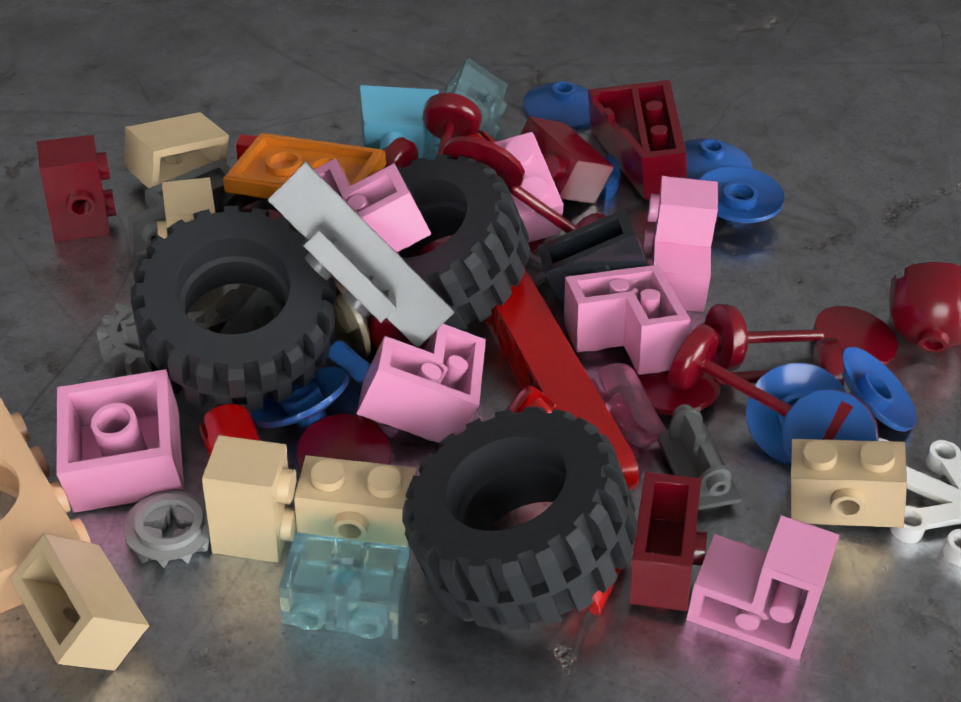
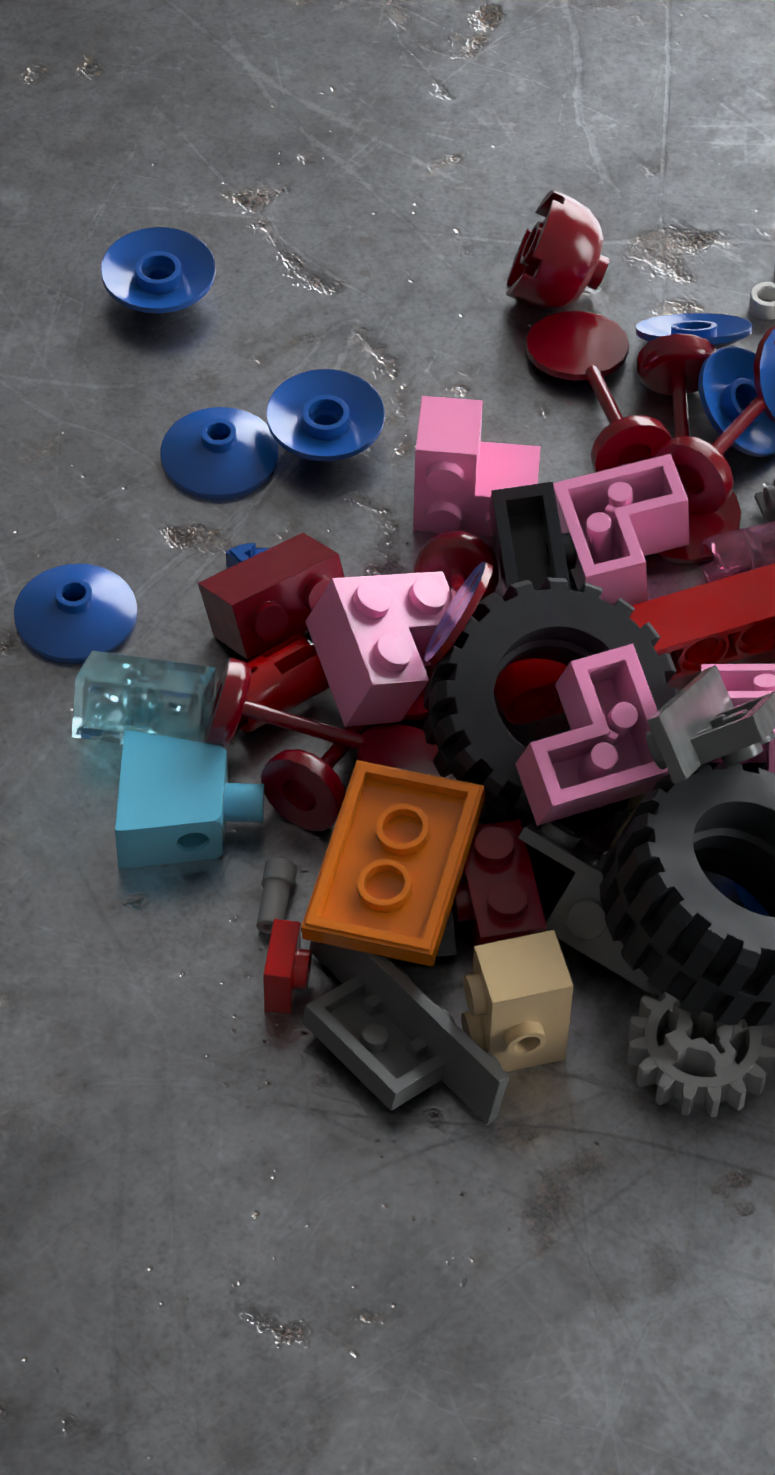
camera: 90 degrees left, 10 degrees up
(74, 189) = (426, 1170): dark red brick -> none
(172, 147) = (282, 1072): tan brick -> none
(640, 131) = (217, 494): dark red wedge -> none
(865, 128) = (158, 270): none -> blue dish

